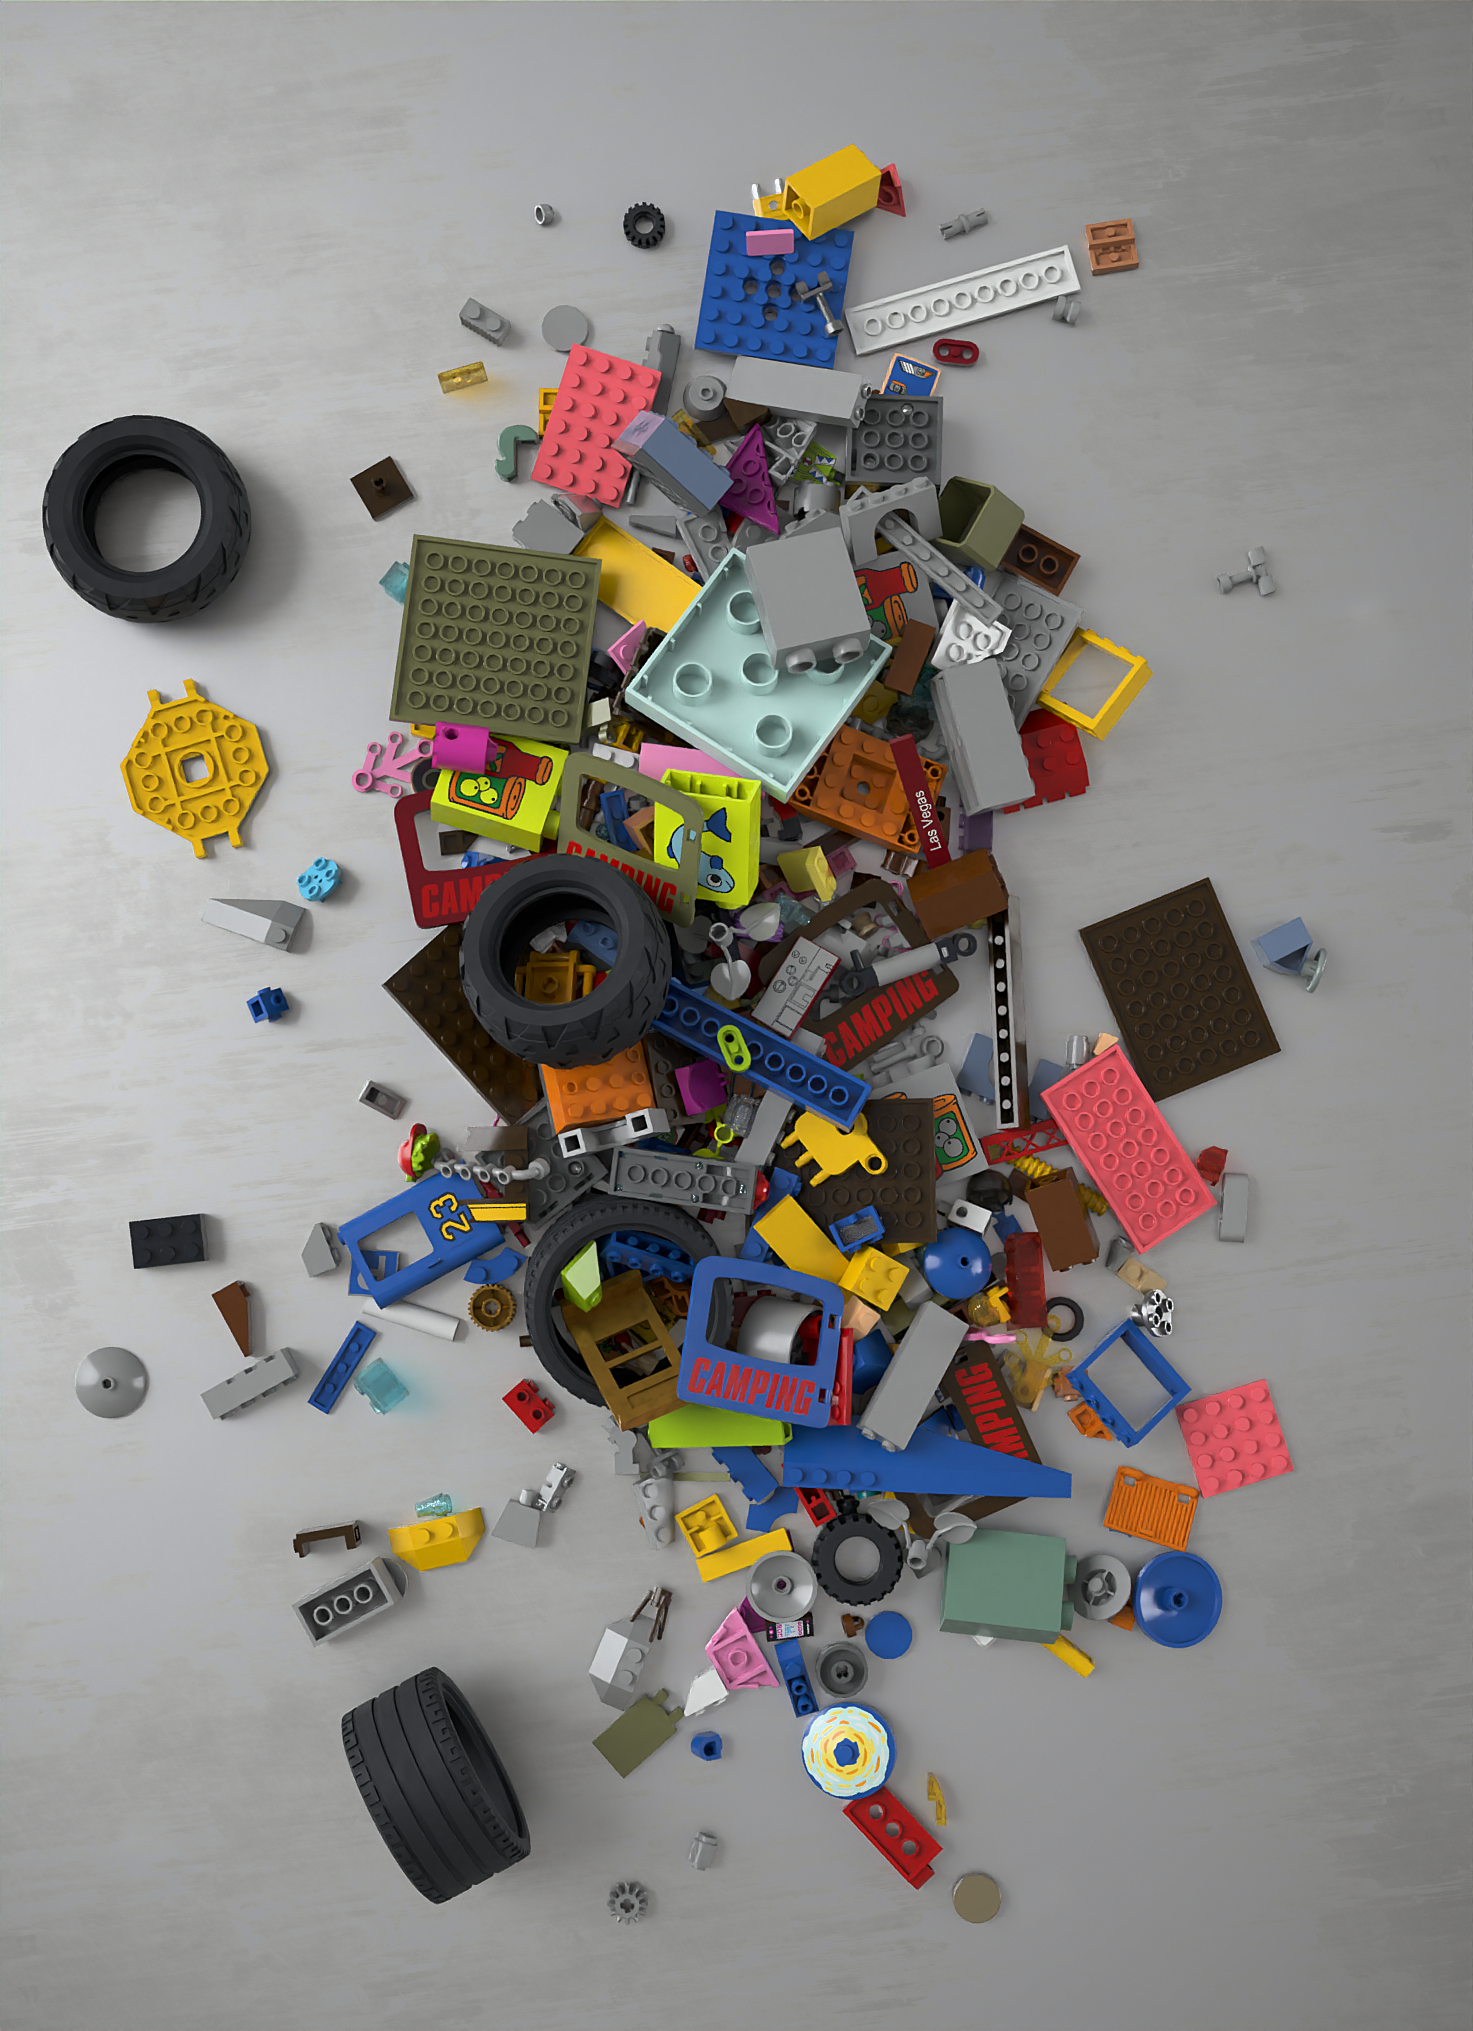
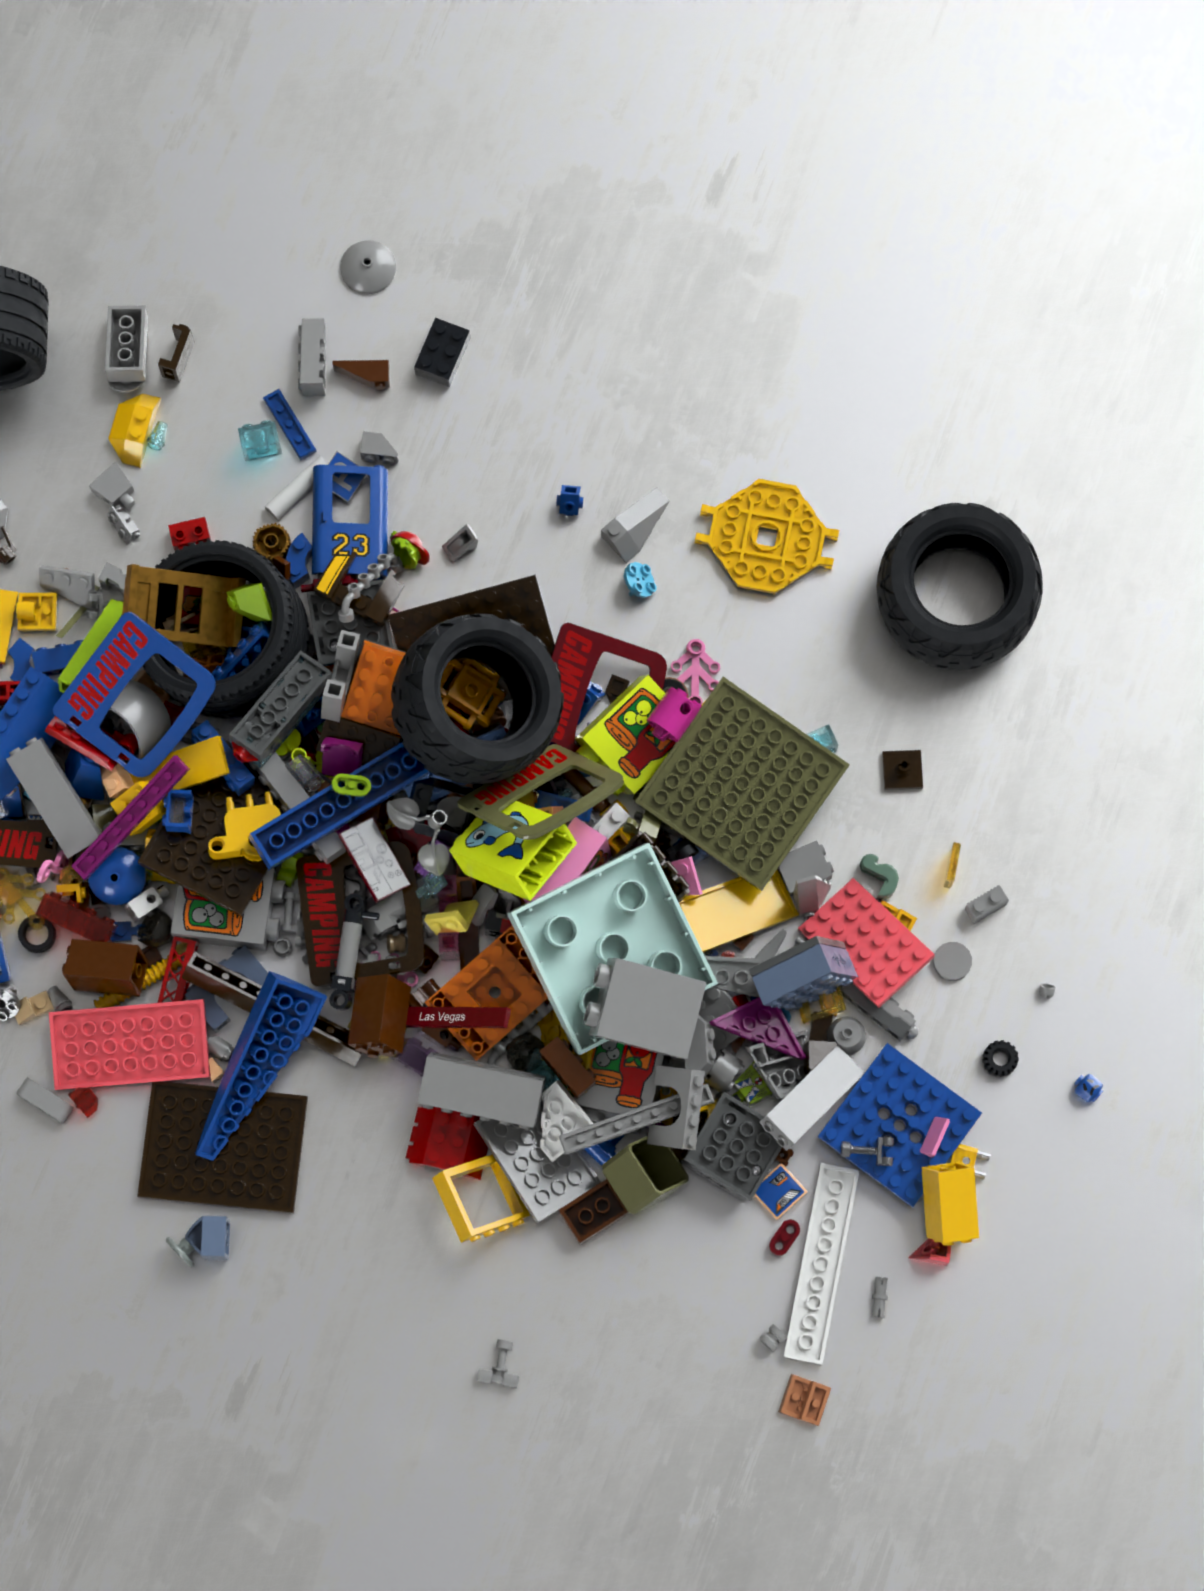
camera: 120 degrees right, 10 degrees down
(515, 1278) = (282, 566): none -> reddish brown tile
(626, 117) = (1088, 1088): none -> blue head
(894, 1275) = (130, 817): none -> magenta plate
(1037, 997) = (271, 1034): none -> blue wedge

